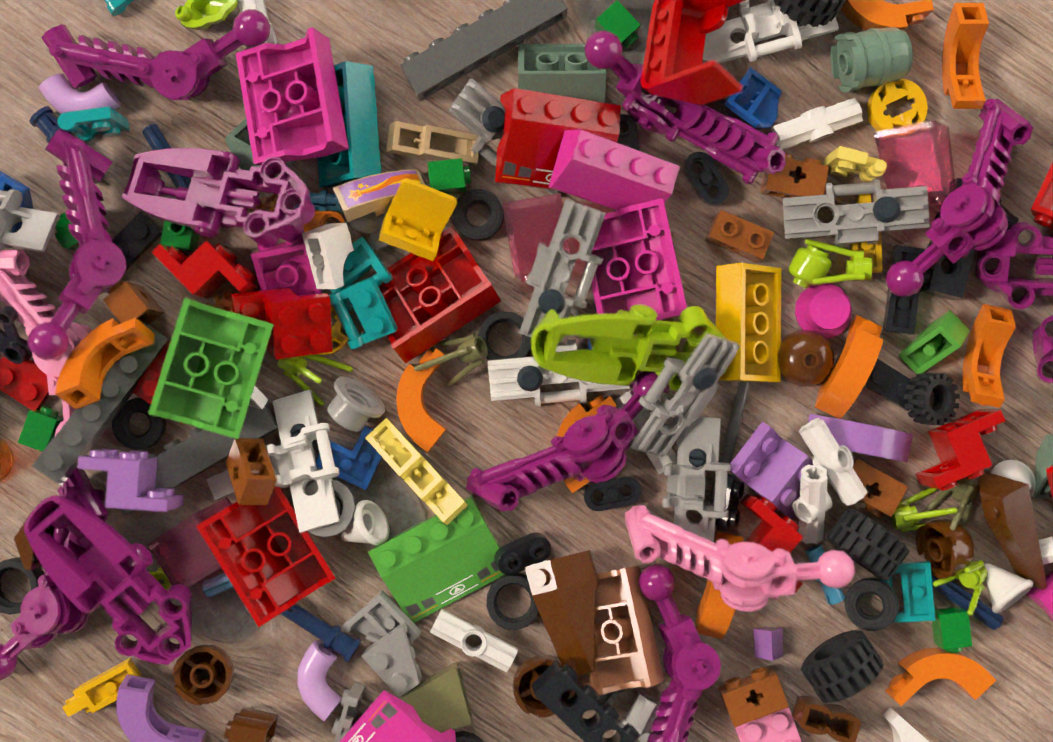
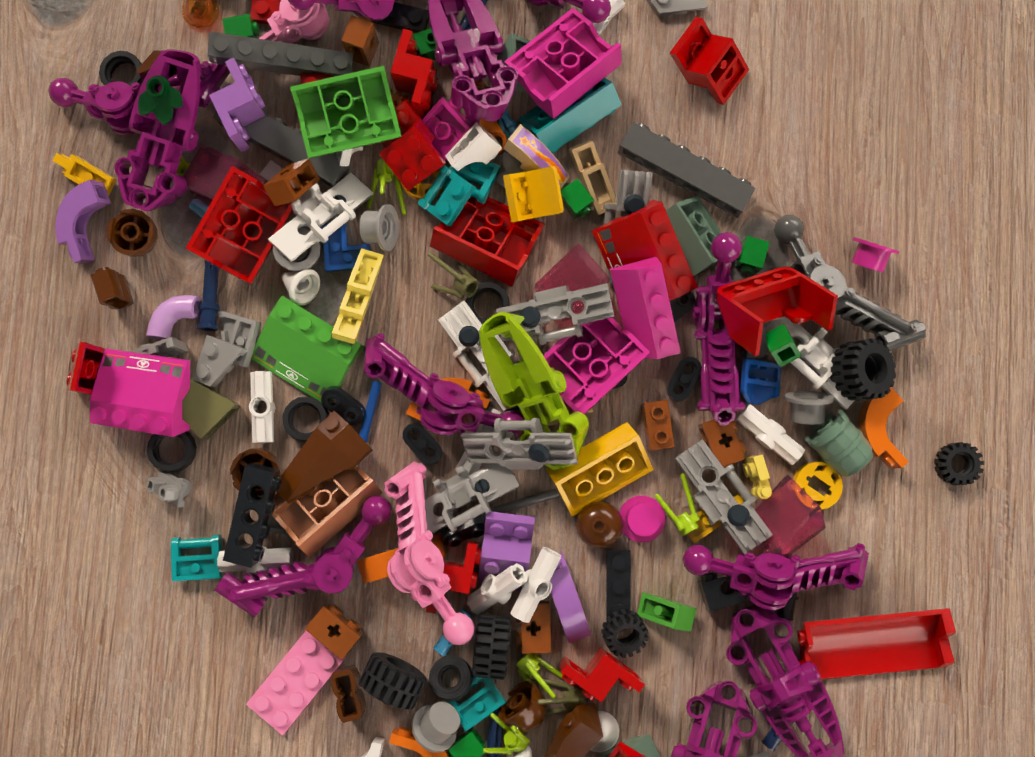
camera: 65 degrees right, 5 degrees down
(83, 563) = (161, 102): none -> dark green plate
(95, 354) = (307, 31): orange arch -> none
(126, 437) = (269, 87): black tyre -> none
(410, 404) = (402, 267): orange arch -> none
(495, 220) = (556, 224): black tyre -> none
(543, 528) = (370, 410): none -> blue bar
(737, 54) = (782, 345): none -> green brick
(768, 642) = (380, 620): medium lavender slope -> none
(808, 265) = (669, 488): lime head -> none
(812, 66) = (808, 406): none -> light grey piece
(852, 369) = (612, 560): orange arch -> none
(902, 311) = (675, 574): black plate -> none
(912, 648) = (436, 726): none -> light grey piece
(961, 55) = (883, 508): orange arch -> none
(984, 355) = (679, 654): orange arch -> none

